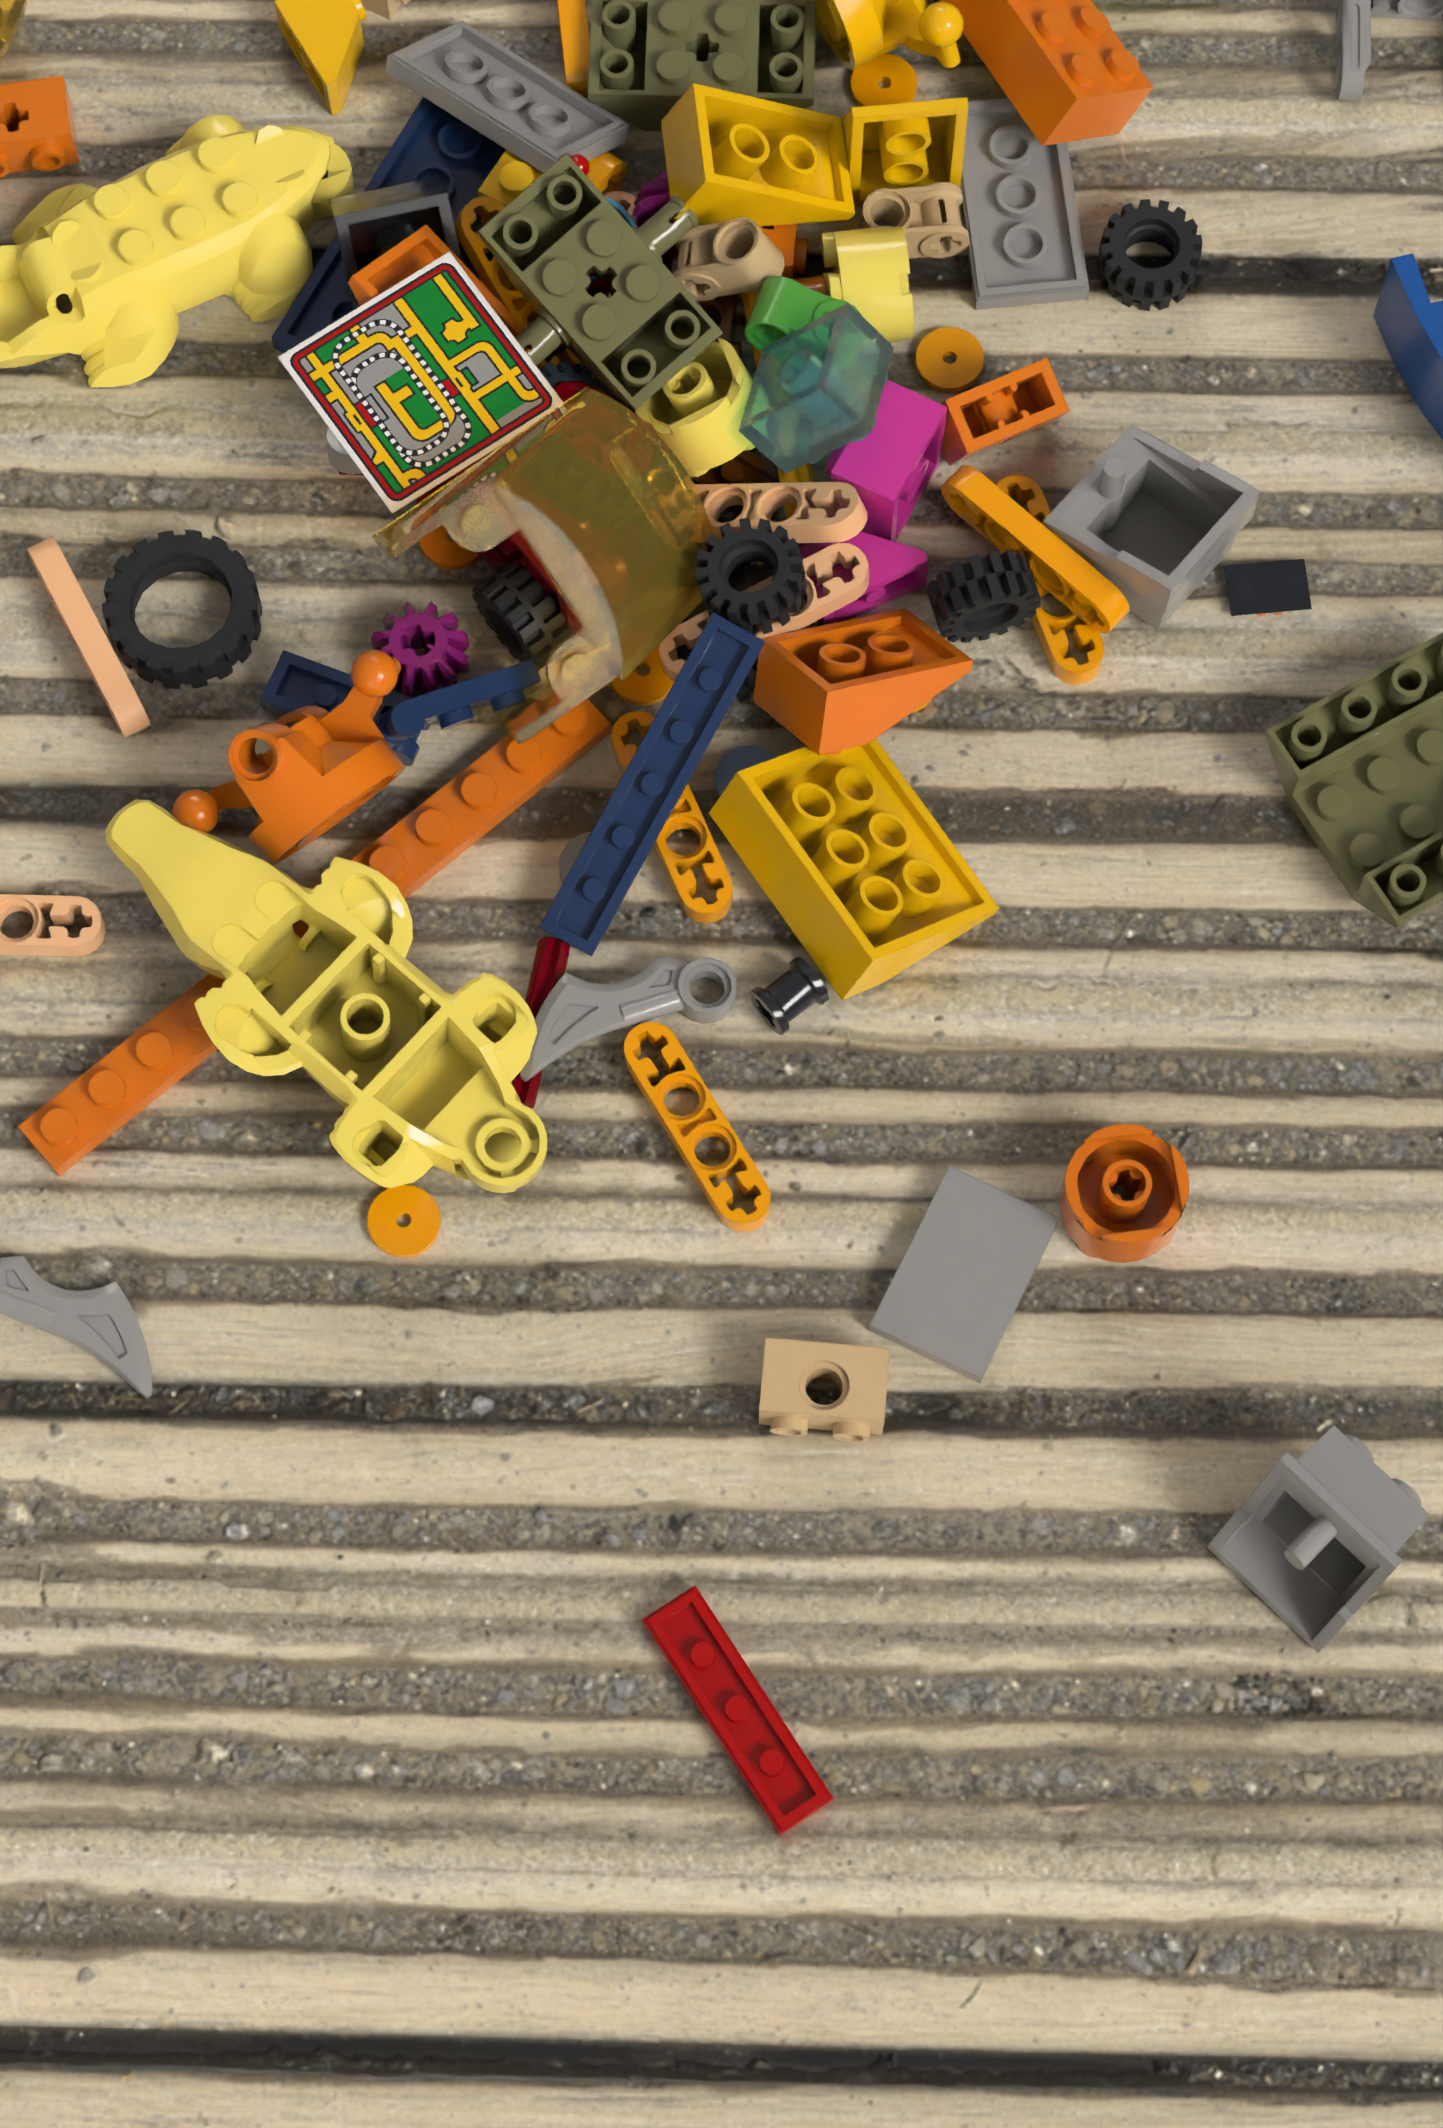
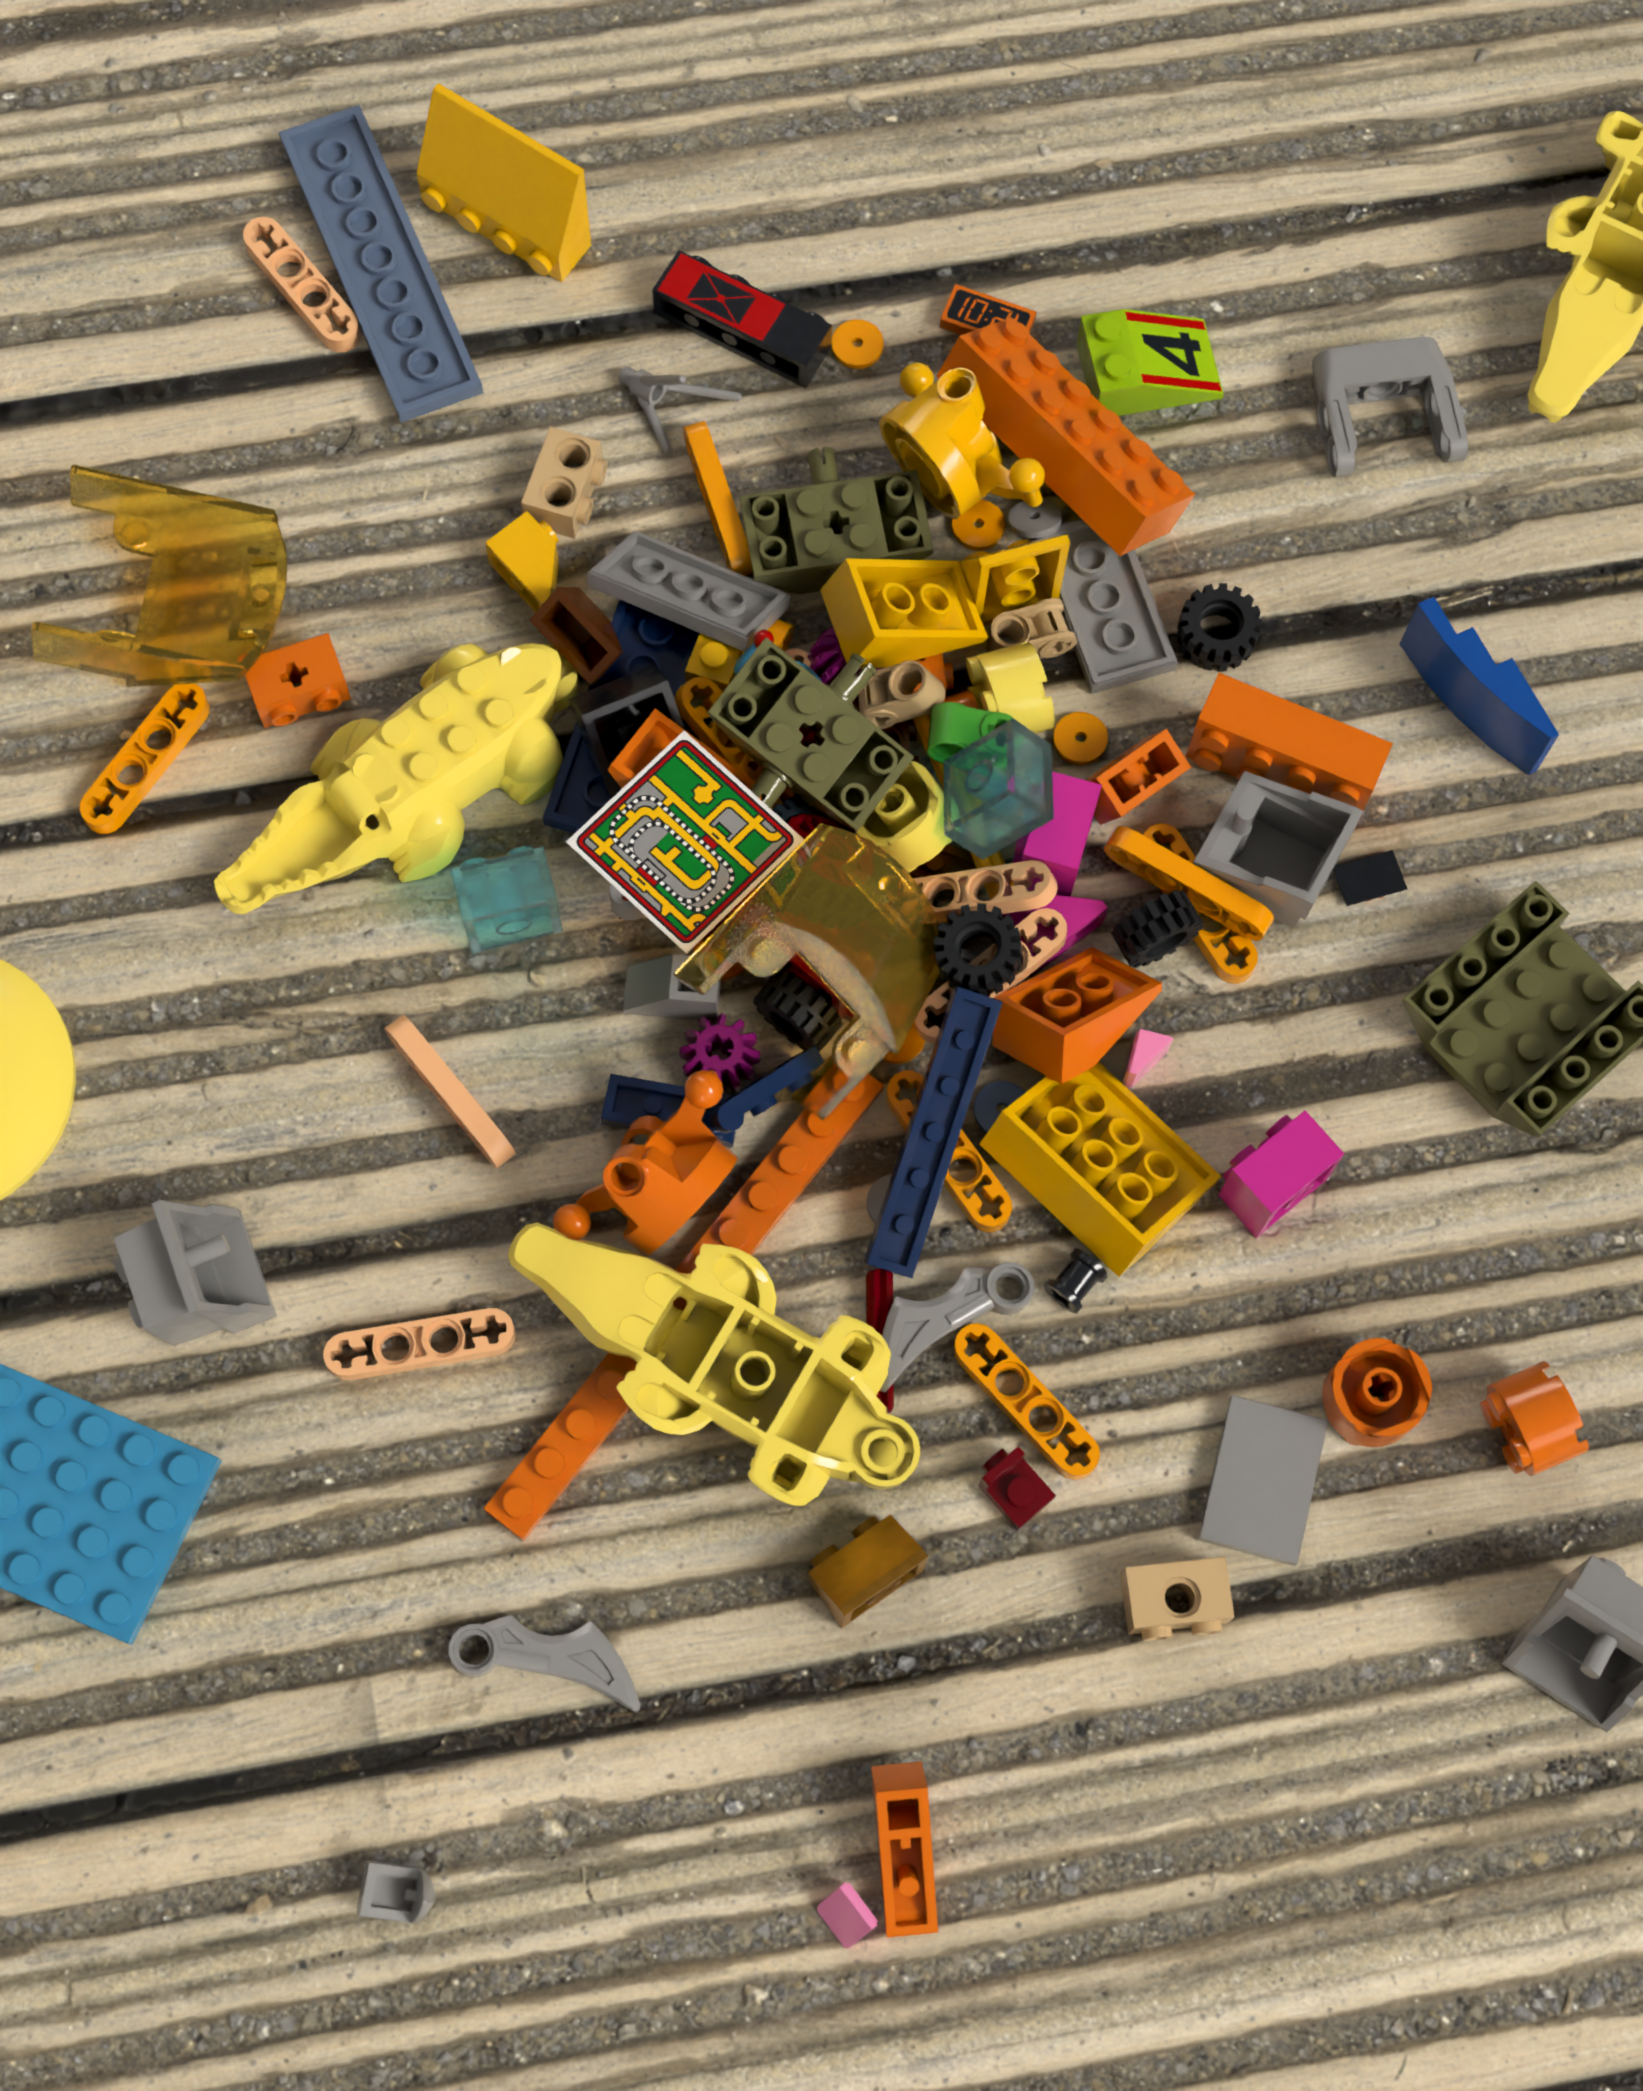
camera: 15 degrees left, 0 degrees up
(182, 554) = (510, 1008): black tyre -> none
(203, 422) = (507, 899): none -> clear light blue brick
(340, 1679) = (847, 1915): none -> bright pink slope
(361, 123) = (578, 632): none -> reddish brown slope
(363, 569) = (655, 991): none -> light grey slope
(409, 1240) = (814, 1540): light orange wheel -> none
(425, 1615) = (905, 1848): none -> orange slope
(455, 1283) = (866, 1569): none -> pearl gold slope
(659, 1223) = (1014, 1487): none -> dark red bracket
(737, 1710) = (1167, 1874): red tile -> none
(936, 745) = (1144, 1054): none -> bright pink slope
(954, 83) = (1023, 524): none -> light grey wheel
(1064, 910) = (1280, 1173): none -> dark pink brick
(1195, 402) = (1285, 743): none -> orange brick
(1311, 1260) = (1535, 1419): none -> orange brick

